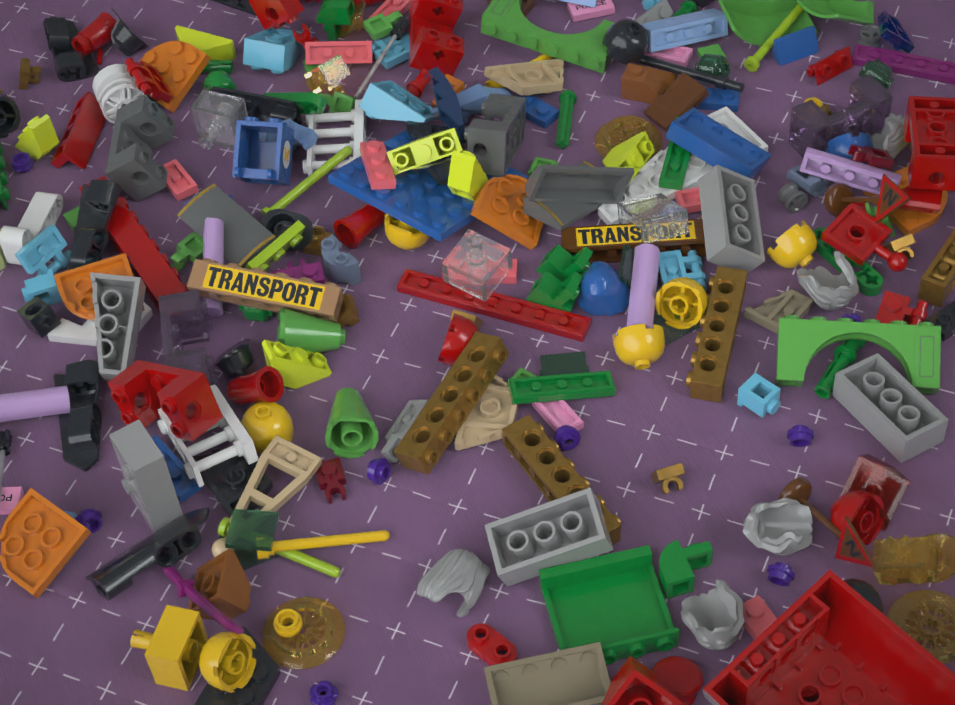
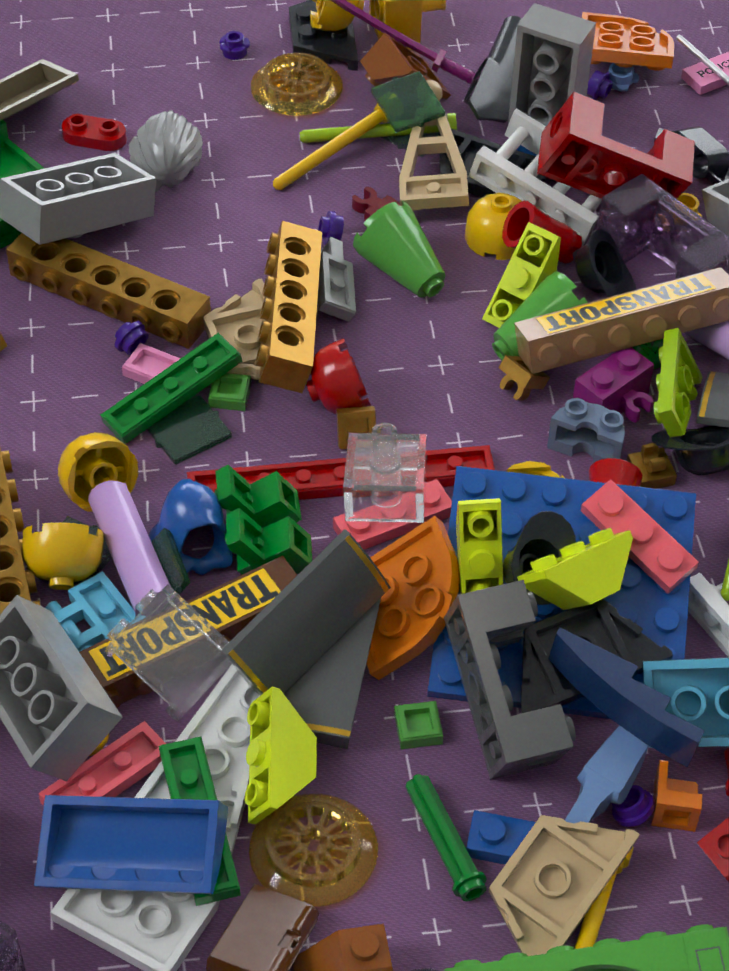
camera: 145 degrees right, 0 degrees up
(288, 616) = (307, 59): yellow plate -> none

